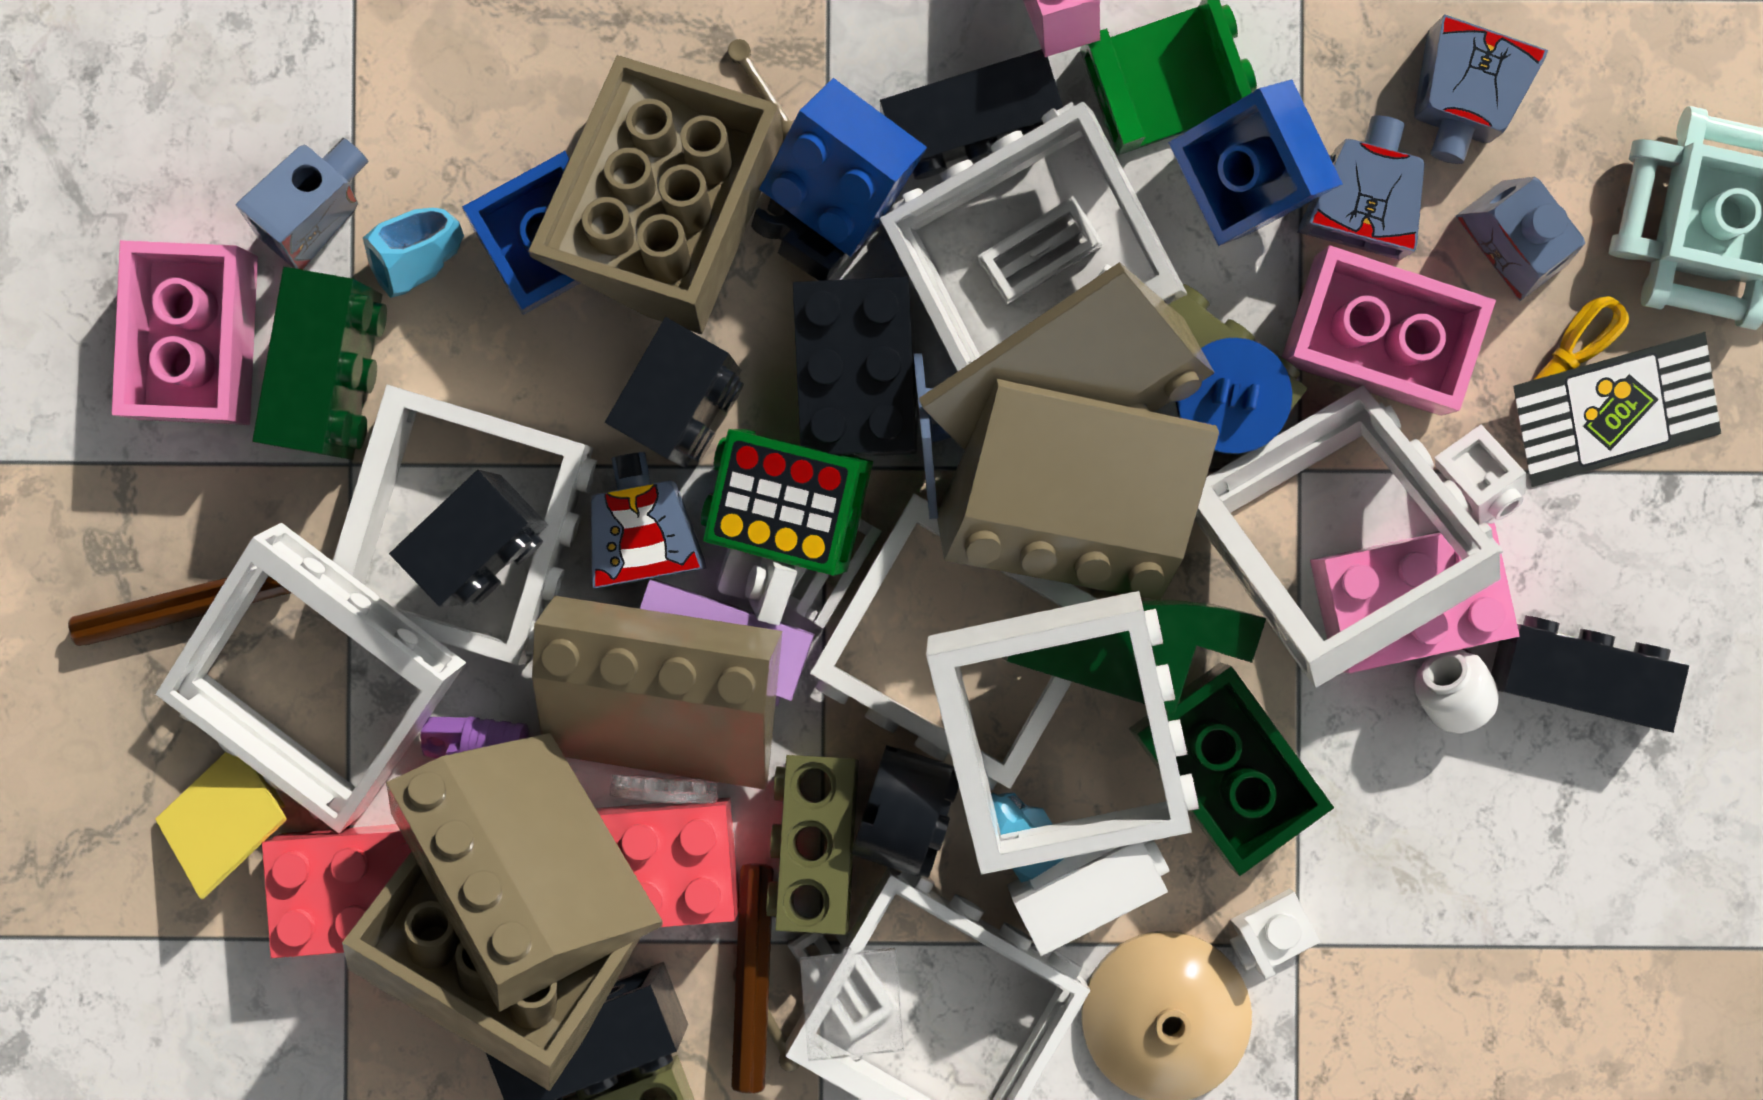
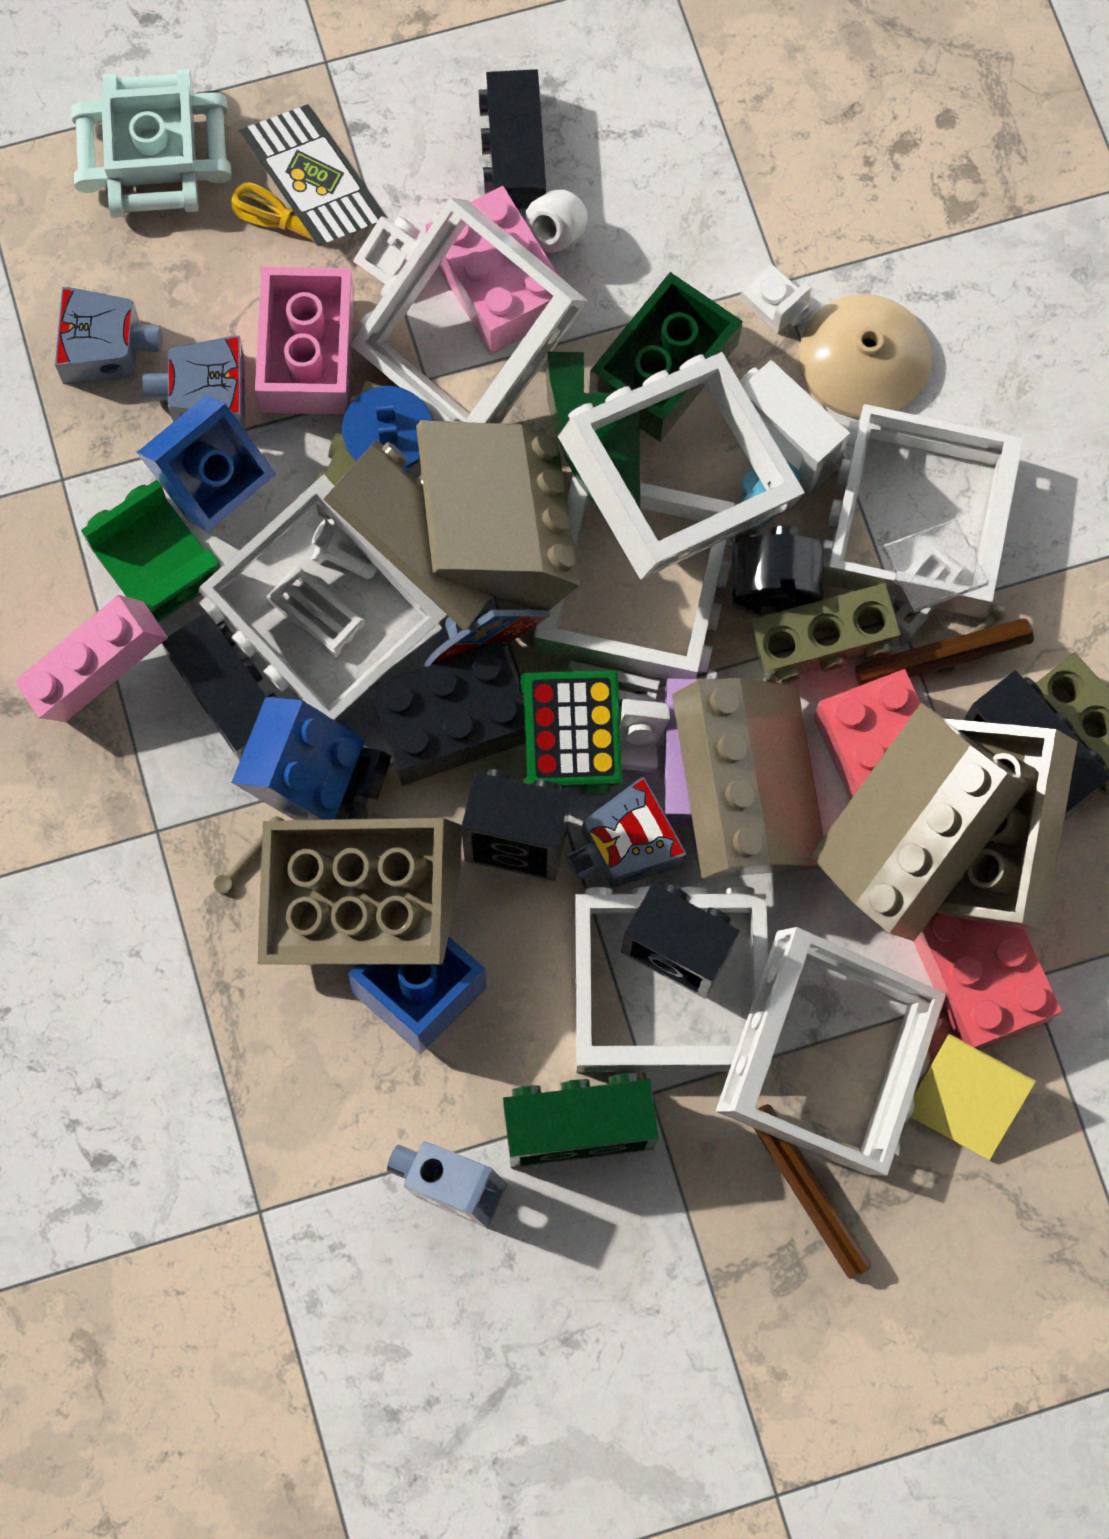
camera: 110 degrees left, 15 degrees down
(184, 332) = (588, 1245): bright pink brick -> none
(412, 248) = (461, 1089): medium azure rock -> none
(458, 734) = (836, 915): medium lavender hinge -> none
(664, 789) = (824, 755): clear wheel -> none
(1522, 233) = (207, 265): sand blue torso -> none

